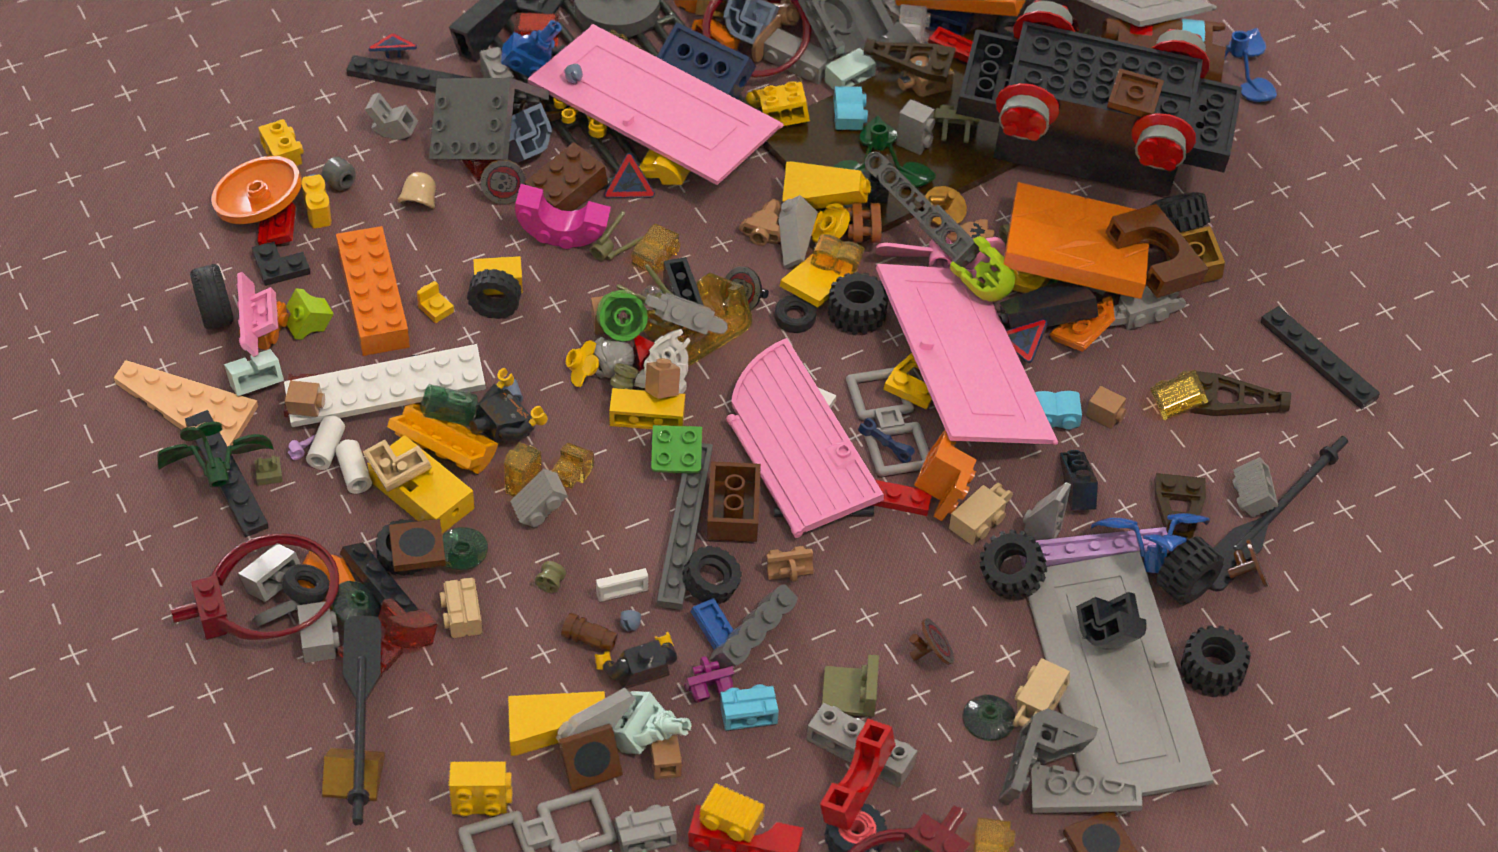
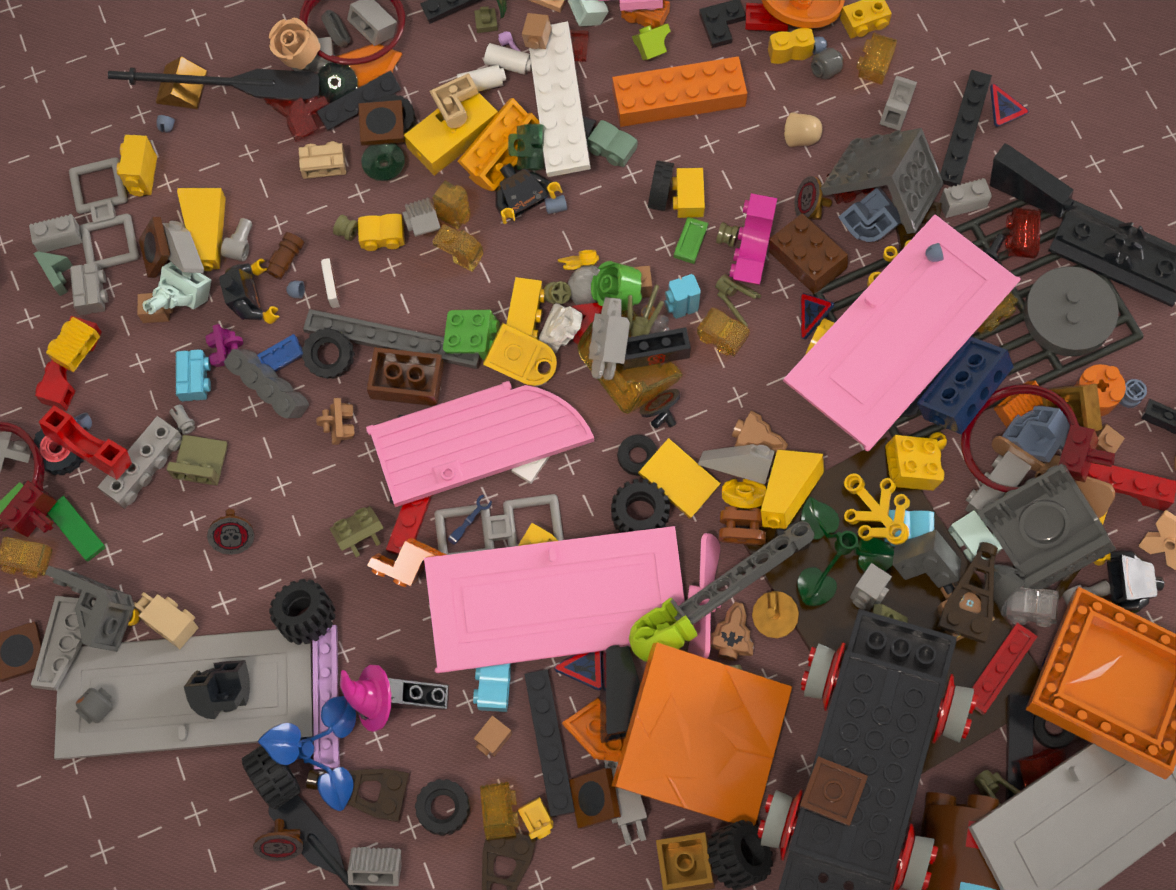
camera: 100 degrees right, 20 degrees up
(310, 574) = (351, 29): black tyre -> none
(318, 637) = (293, 43): none -> light nougat brick
(332, 136) = (877, 58): none -> clear yellow brick
(411, 780) = (165, 123): none -> sand blue hinge
(433, 303) = (666, 143): yellow bracket -> none
(438, 337) = (611, 143): none -> sand green brick
(530, 52) = (973, 216): blue brick -> none
(544, 248) = (725, 233): none -> olive wheel
(548, 281) = (691, 240): none -> bright green tile
(553, 541) = (381, 231): none -> yellow brick
(579, 681) = (237, 245): none -> light grey pin
(622, 269) = (683, 296): none -> medium azure brick
(662, 378) = (537, 317): medium nougat brick -> none
(702, 402) = (519, 356): none -> yellow tile
(803, 713) = (184, 423): none -> light grey pin
(812, 813) = (84, 420): none -> sand blue hinge
(836, 255) = (699, 495): clear yellow brick -> none
(839, 121) = (878, 512): none -> yellow plant
(881, 89) = (928, 555): none -> dark grey brick
(913, 528) = (356, 528): none -> olive plate
(960, 792) = (76, 529): none -> green tile
(980, 513) = (376, 596): tan brick -> none
(985, 725) = (168, 583): dish -> none
(1048, 515) = (353, 650): light grey slope -> none
(1094, 493) = (369, 696): none -> dark pink piece
(1100, 369) = (549, 743): none -> black plate
(1150, 323) = (594, 798): none -> reddish brown tile
(1150, 744) = (94, 705): none -> dark grey head
(1154, 227) = (706, 814): reddish brown arch -> none
(1184, 362) = (536, 818): none -> yellow bracket
(1185, 428) = (448, 825): none -> black tyre
(1210, 676) = (161, 774): black tyre -> none

